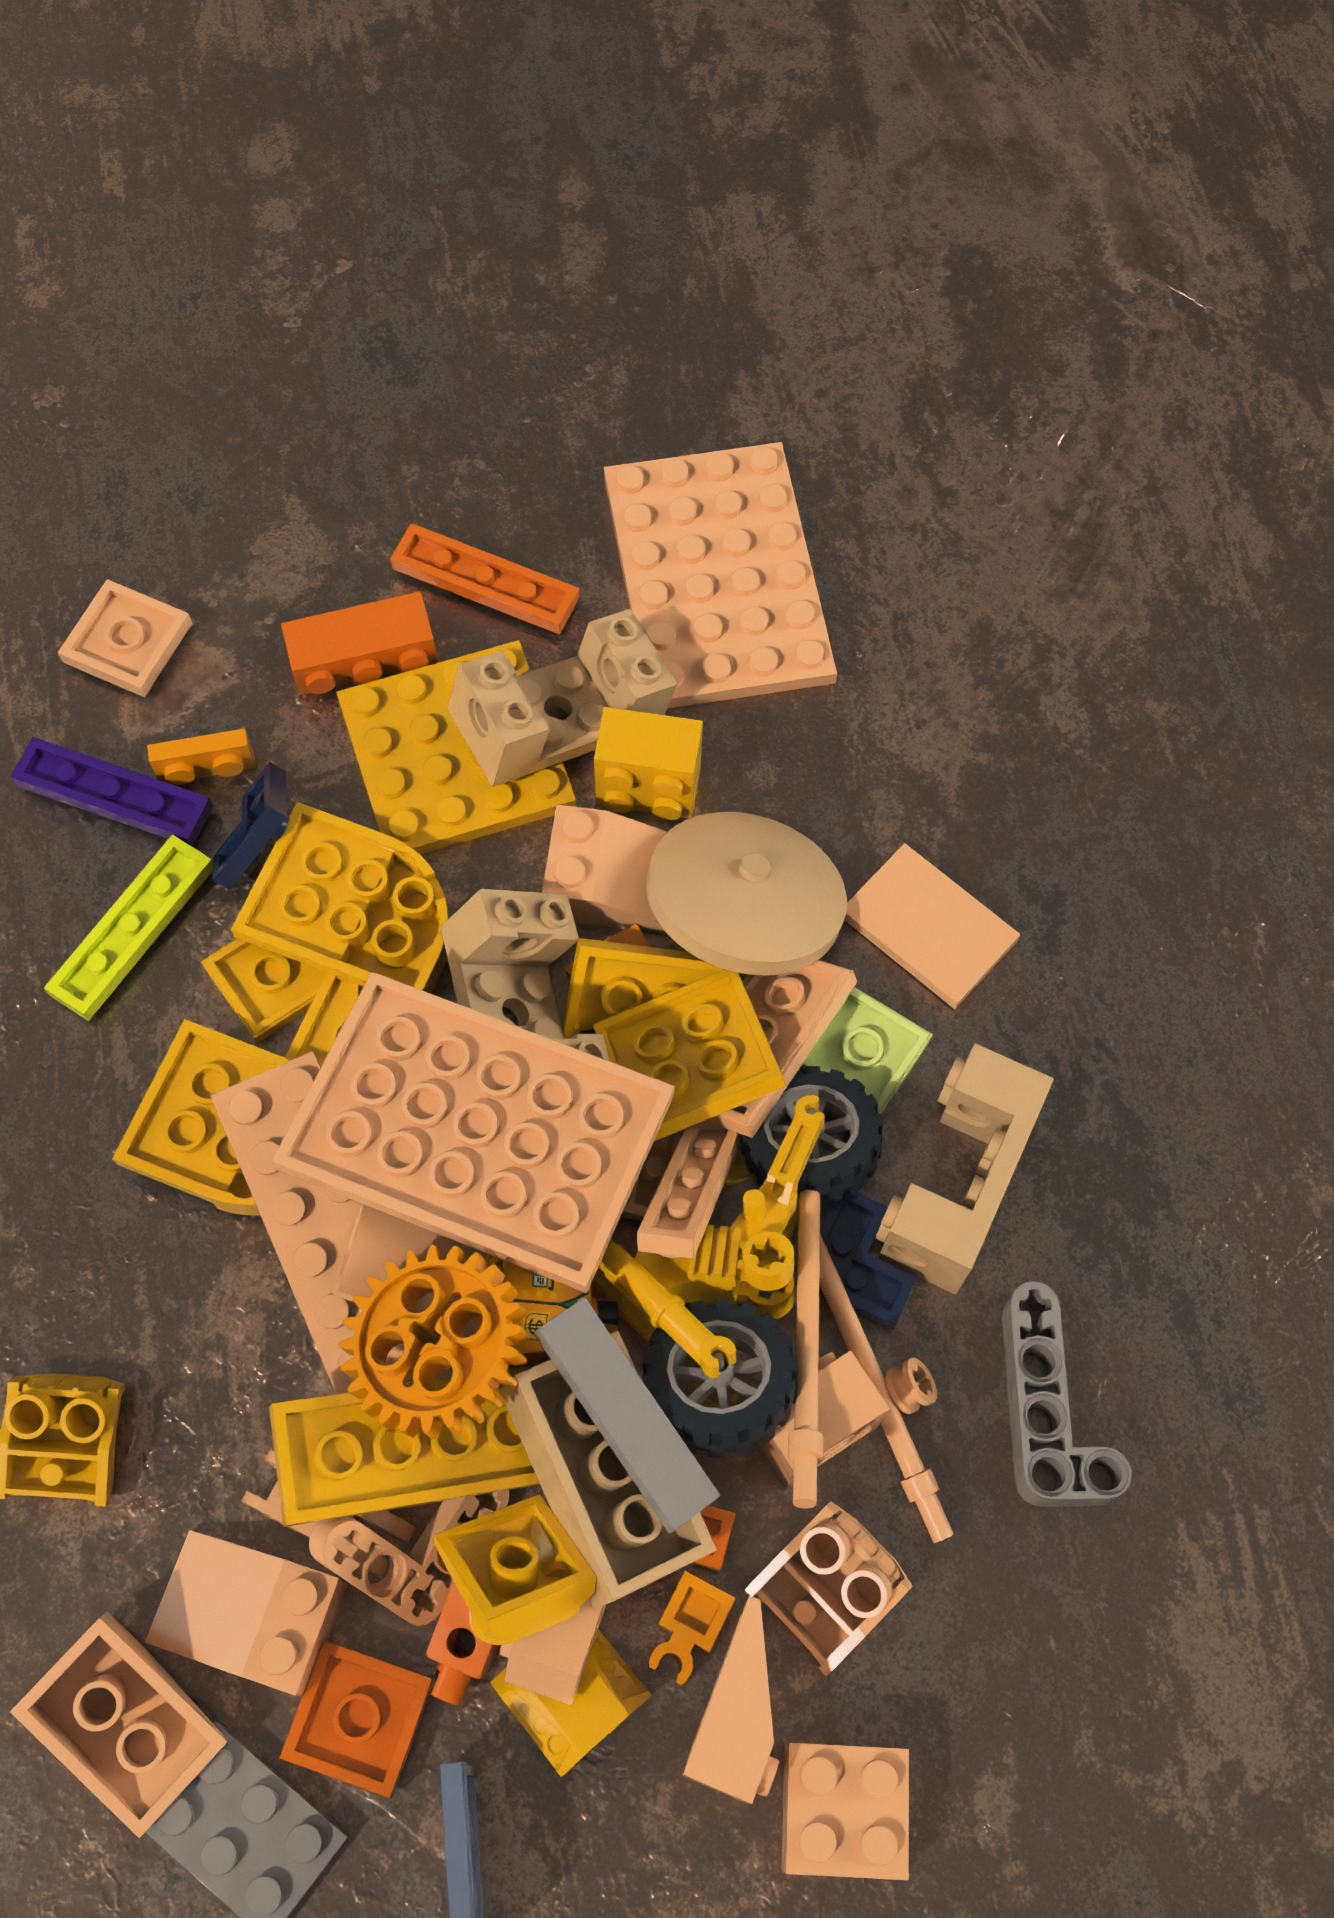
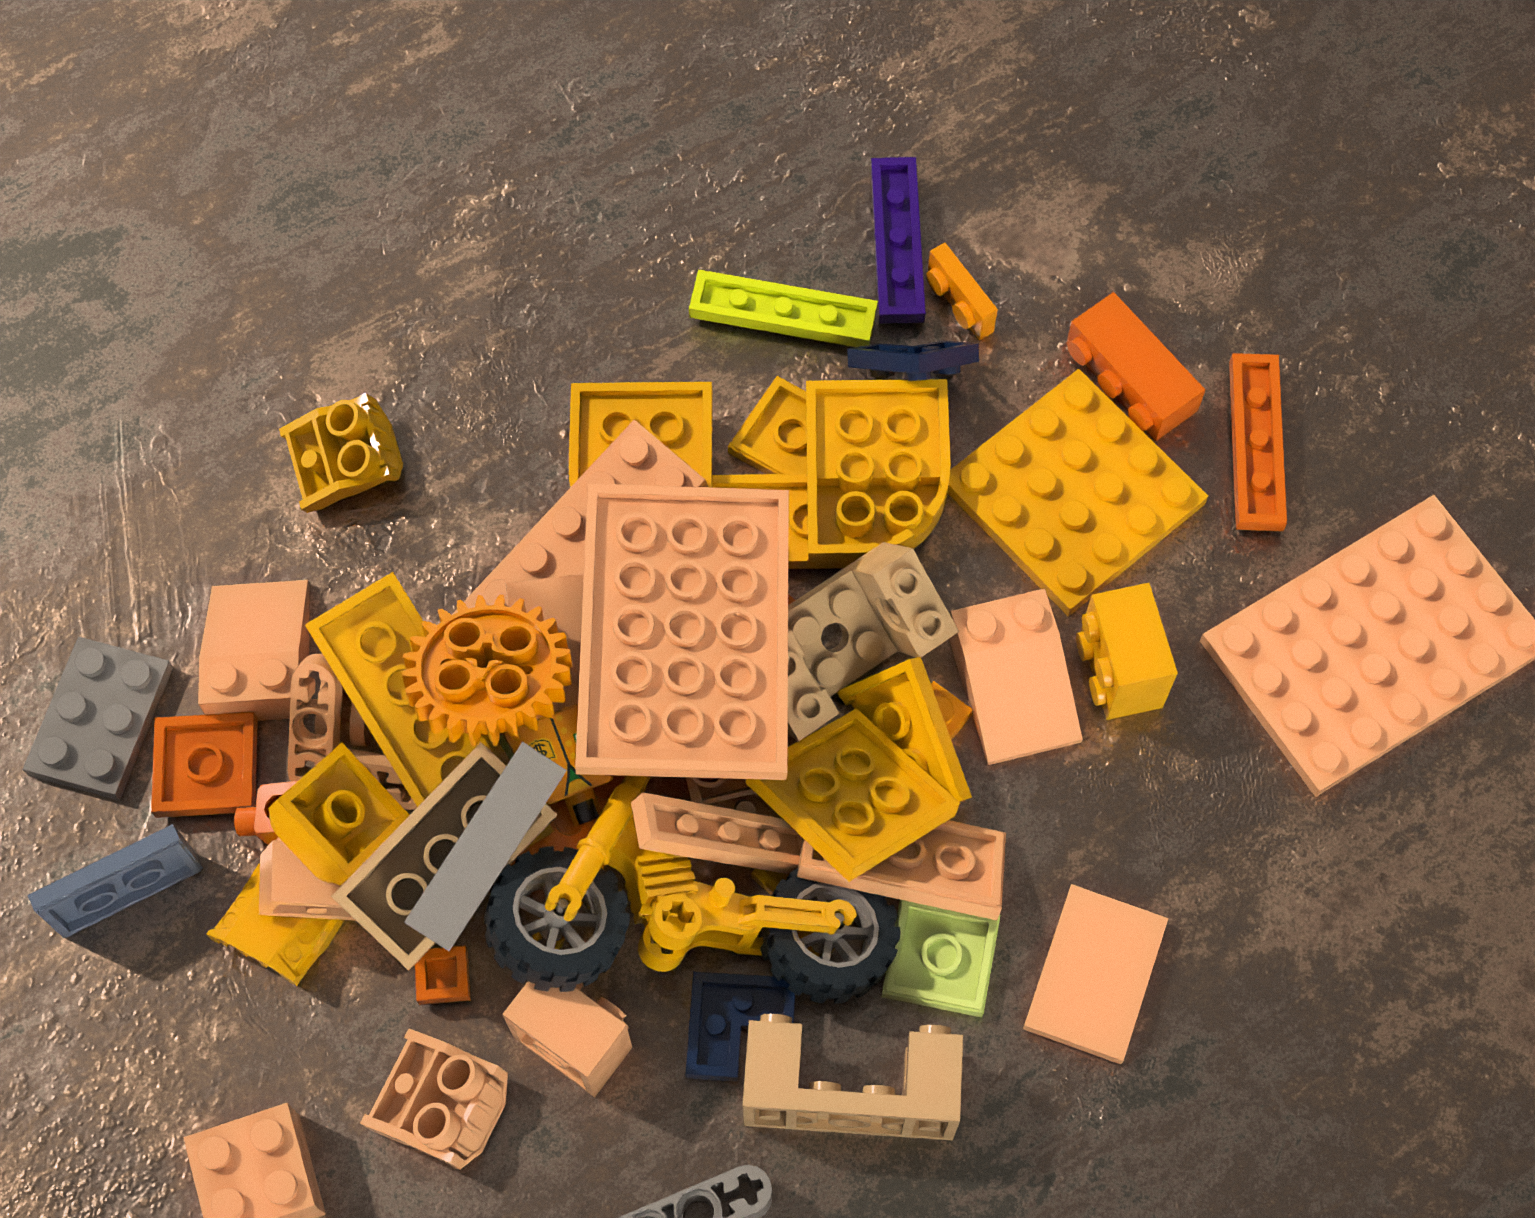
camera: 70 degrees right, 0 degrees up
(120, 1724) = (143, 589): light nougat slope -> none
(125, 638) = (1046, 183): light nougat plate -> none
(506, 713) = (1191, 582): tan plate -> none
(693, 1618) = (371, 996): light orange plate -> none
(737, 1724) = (294, 1054): light nougat slope -> none
(746, 893) = (1040, 789): tan dish -> none
(805, 1442) = (521, 1008): light nougat bar -> none
(911, 1385) = (647, 1115): light nougat bush -> none
(918, 1483) = (555, 1146): light nougat bar -> none

